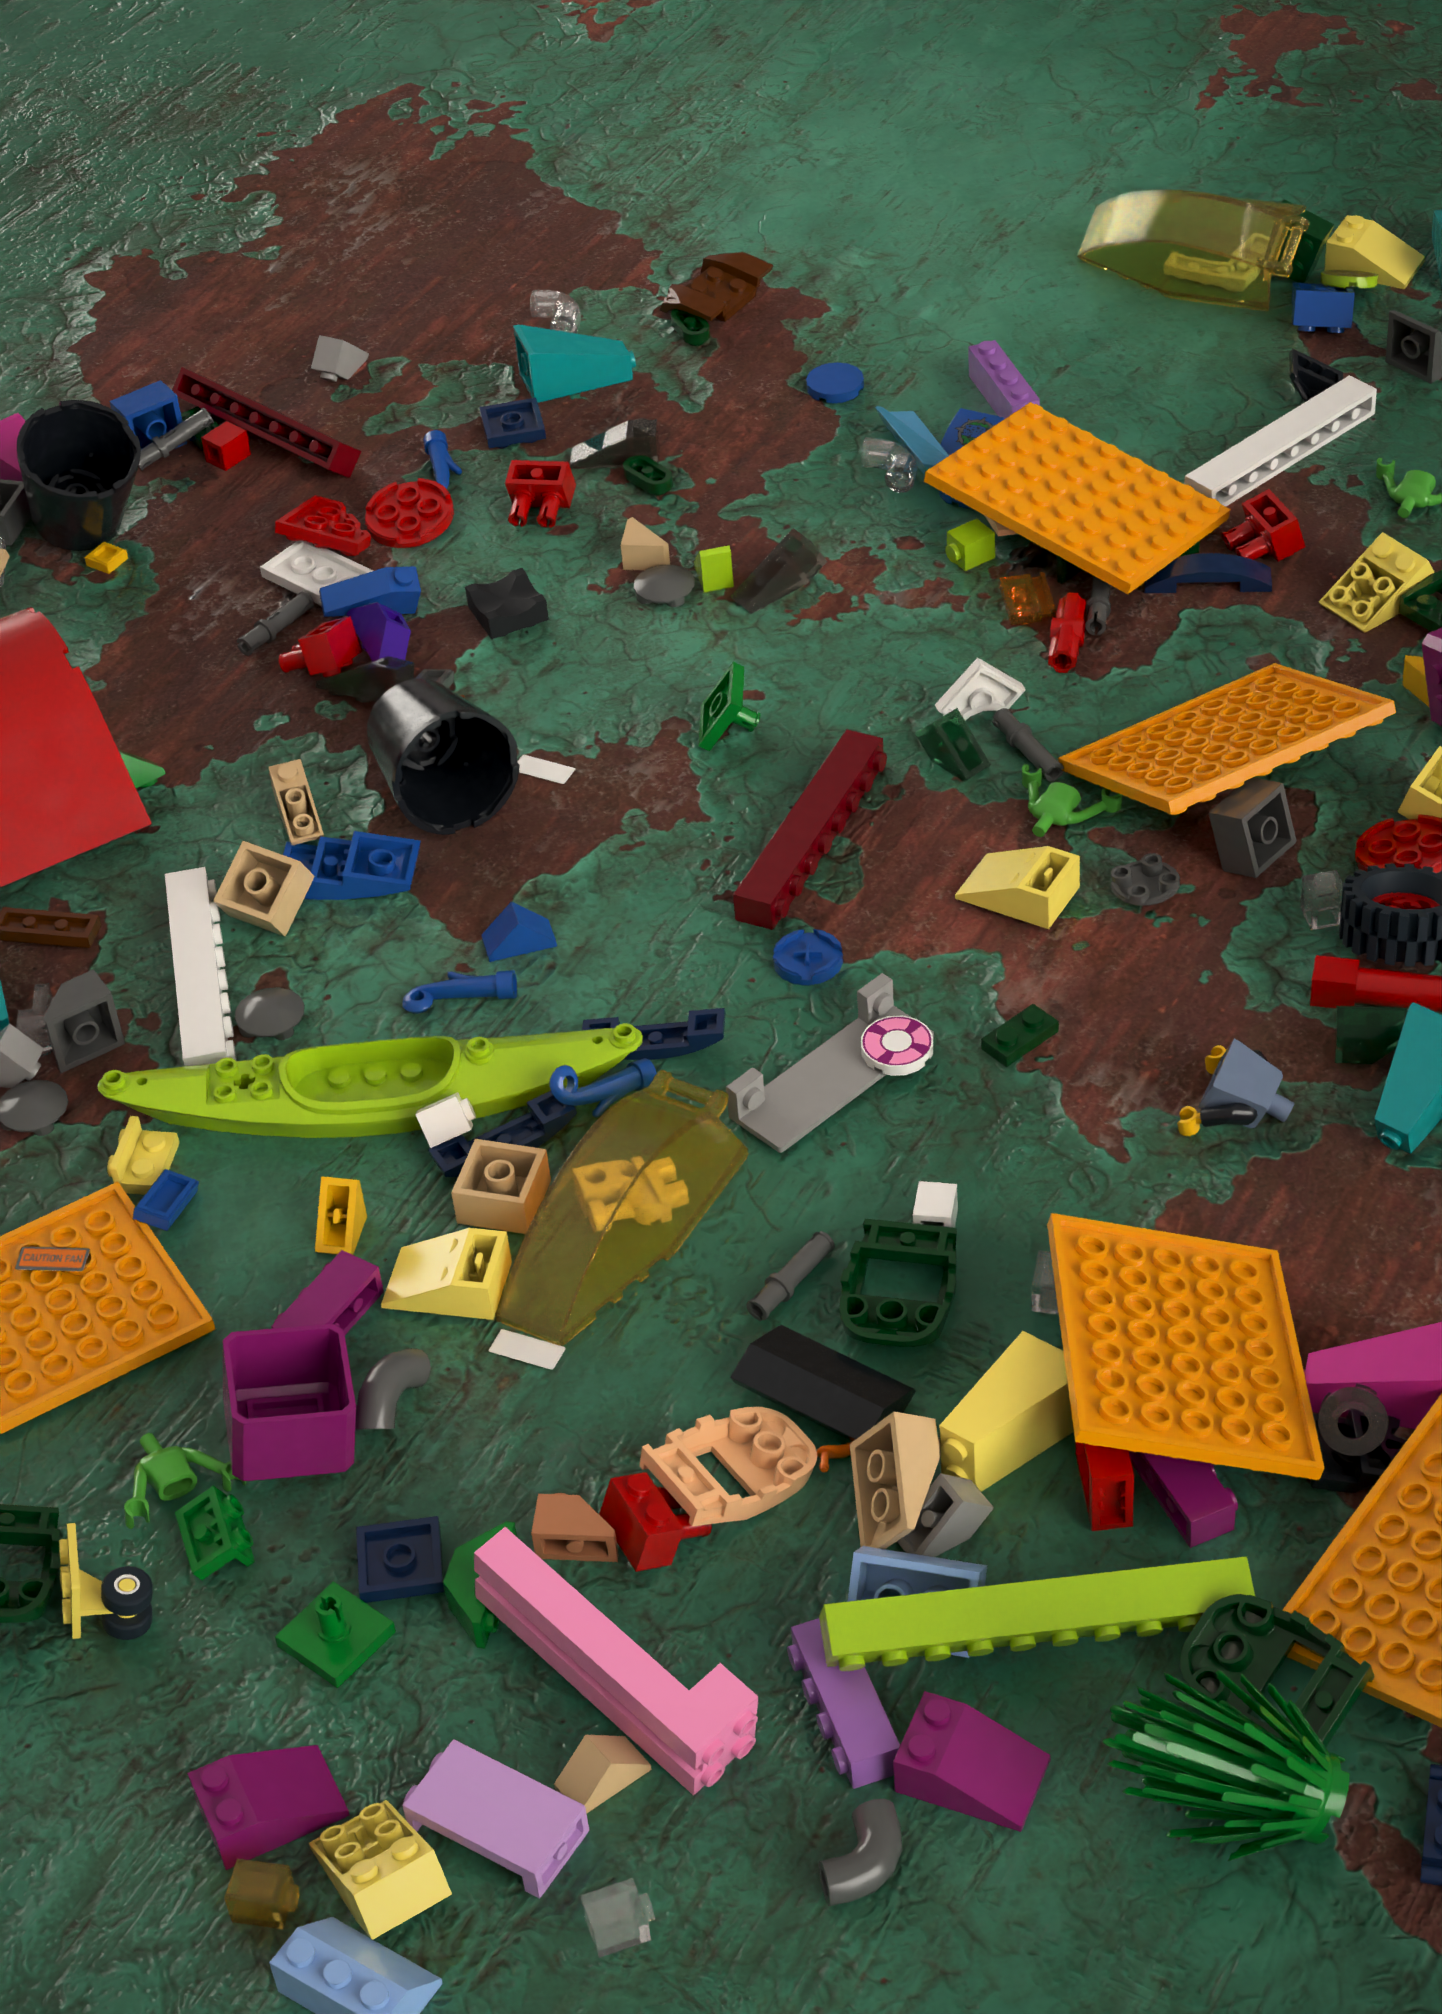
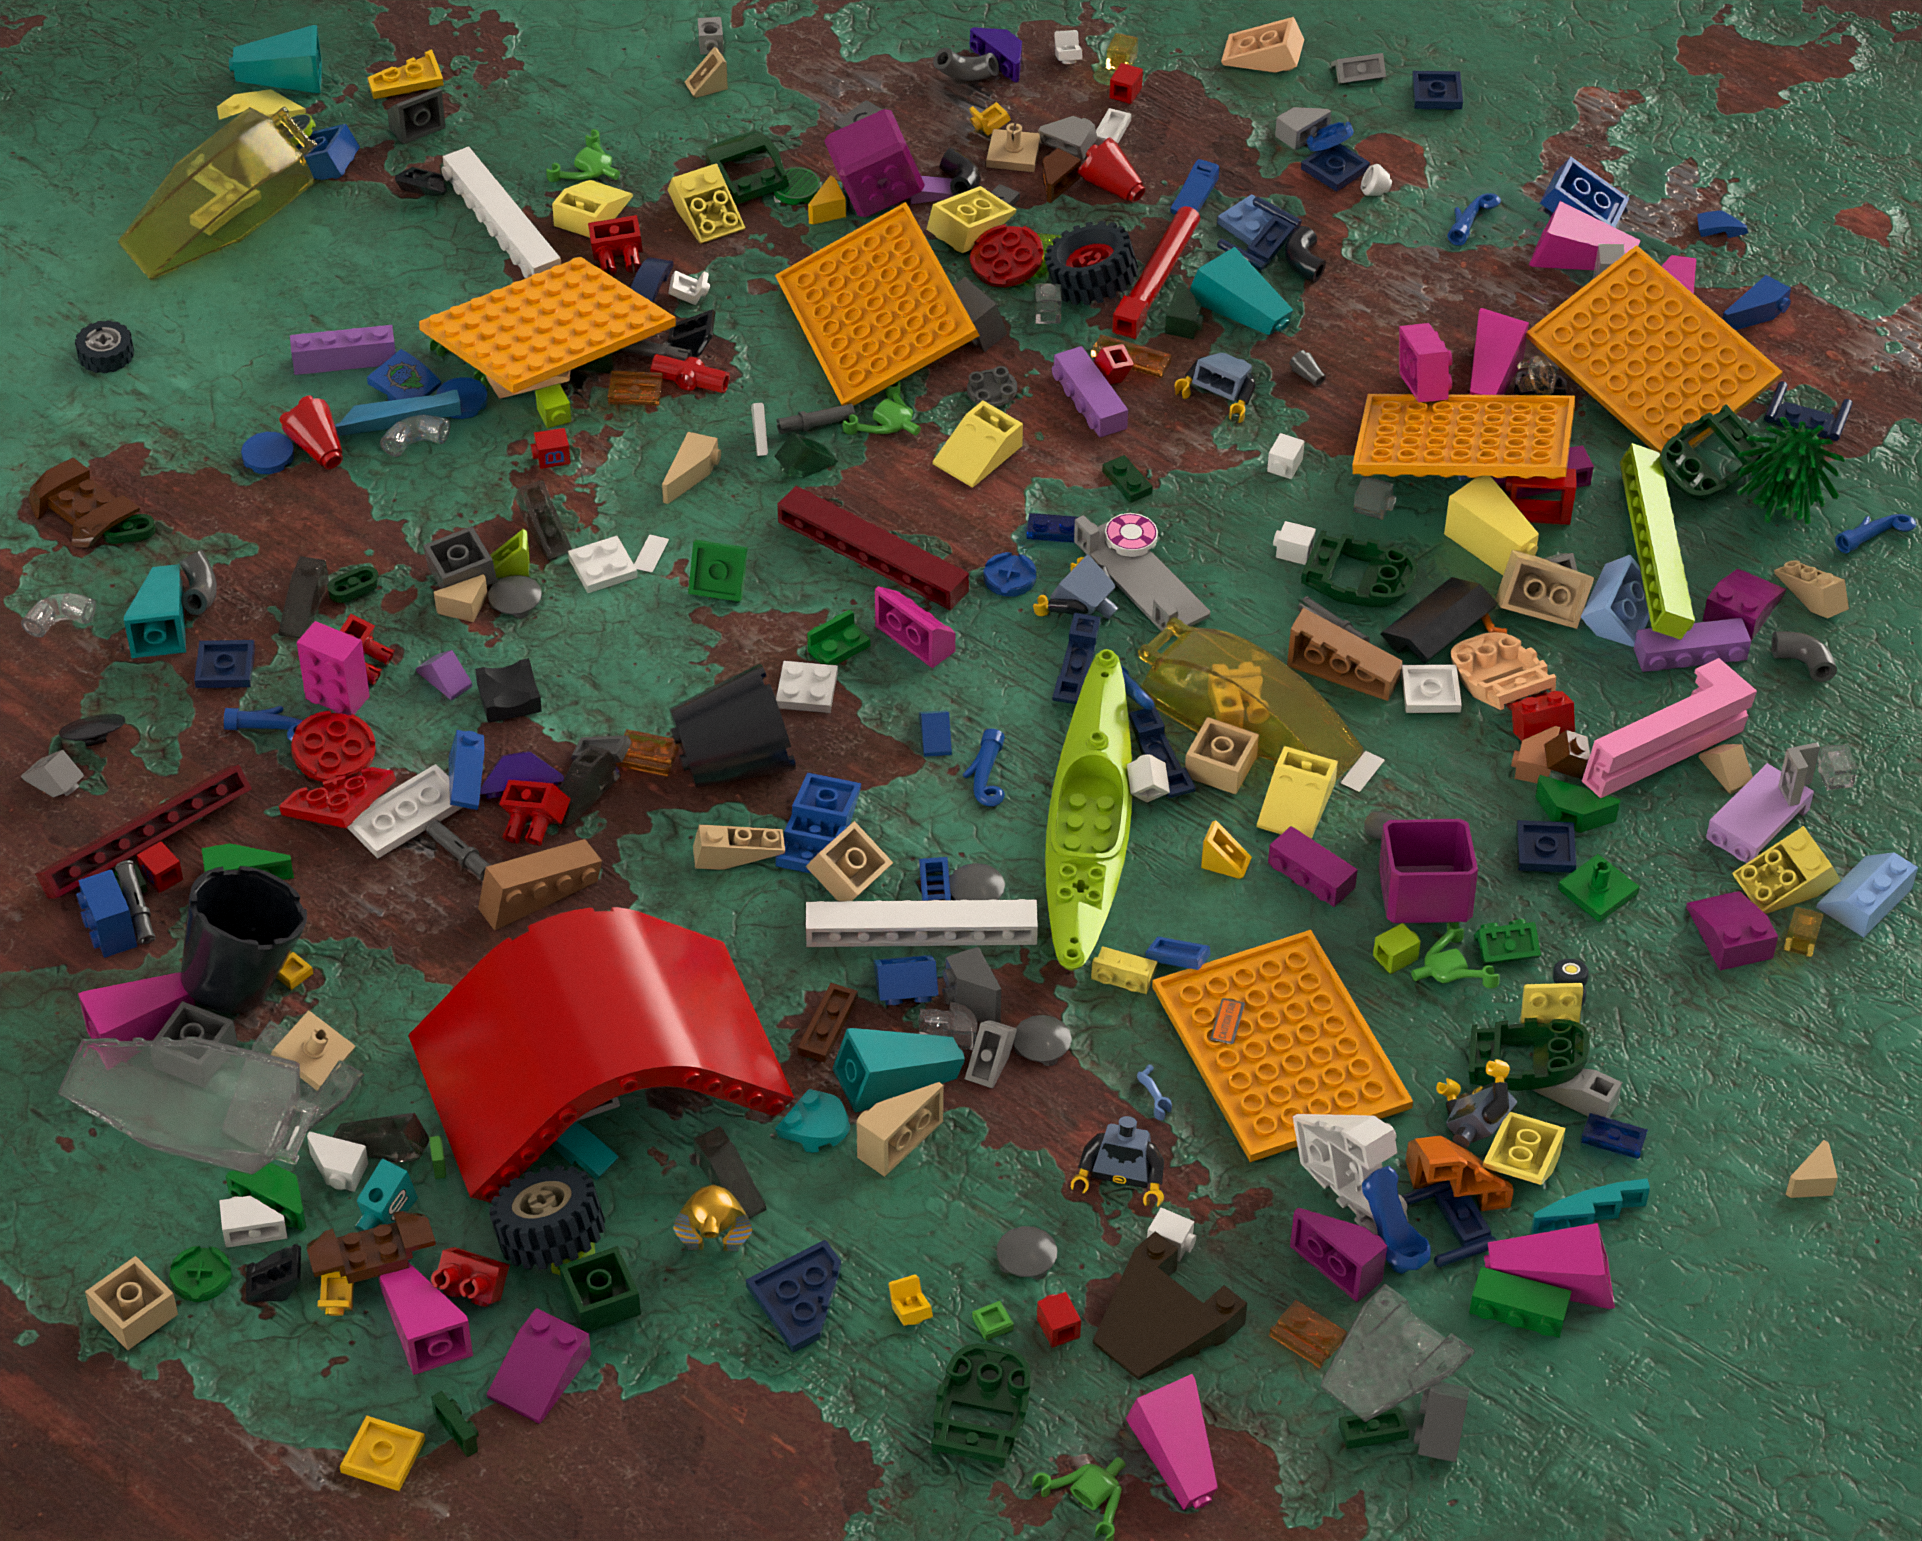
camera: 85 degrees left, 5 degrees up
(120, 965) = (906, 978): none -> blue slope
(190, 1413) = (1396, 948): none -> lime brick
(225, 674) = (535, 881): none -> medium nougat wedge
(232, 489) = (233, 856): none -> green slope
(275, 971) = (933, 865): none -> blue slope
(403, 365) = (92, 726): none -> black shield
(482, 466) = (333, 669): none -> dark pink brick
(521, 1818) = (1798, 771): none -> light grey panel
(532, 557) = (445, 674): none -> medium lavender slope
(553, 1543) = (1568, 754): none -> reddish brown slope
(571, 822) = (807, 686): none -> white plate
(616, 383) = (201, 581): none -> dark grey cylinder
(649, 830) = (837, 640): none -> green bracket
(674, 875) = (913, 627): none -> dark pink slope
(684, 1392) = (1431, 688): none -> white plate
(687, 525) = (459, 558): none -> dark grey brick
(712, 1283) = (1341, 657): none -> medium nougat wedge
(732, 635) = (602, 564): none -> white plate
(768, 669) = (651, 553): none -> white sticker
(780, 1016) = (1081, 591): none -> sand blue torso
(859, 392) = (314, 430): none -> red cone
(900, 558) = (551, 448): none -> red brick
(904, 661) = (691, 465): none -> tan slope
(907, 980) = (1051, 527): none -> clear blue plate
(954, 250) = (104, 346): none -> black wheel
(1019, 1858) = (1814, 588): none -> tan slope
(1107, 1178) = (1285, 456): none -> white brick
(1136, 623) = (693, 332): none -> black slope
(1167, 968) = (1090, 391): none -> medium lavender brick
(1202, 1939) = (1851, 539): none -> blue plant
(1217, 973) = (1114, 363): none -> red brick
(1220, 600) = (688, 288): none -> white bracket
(1259, 998) = (1144, 358): none -> clear orange plate
(1309, 1177) = (1306, 367): none -> dark grey cone
(1330, 498) = (587, 204): none -> light yellow slope
(1331, 1280) = (1424, 362): none -> dark pink brick

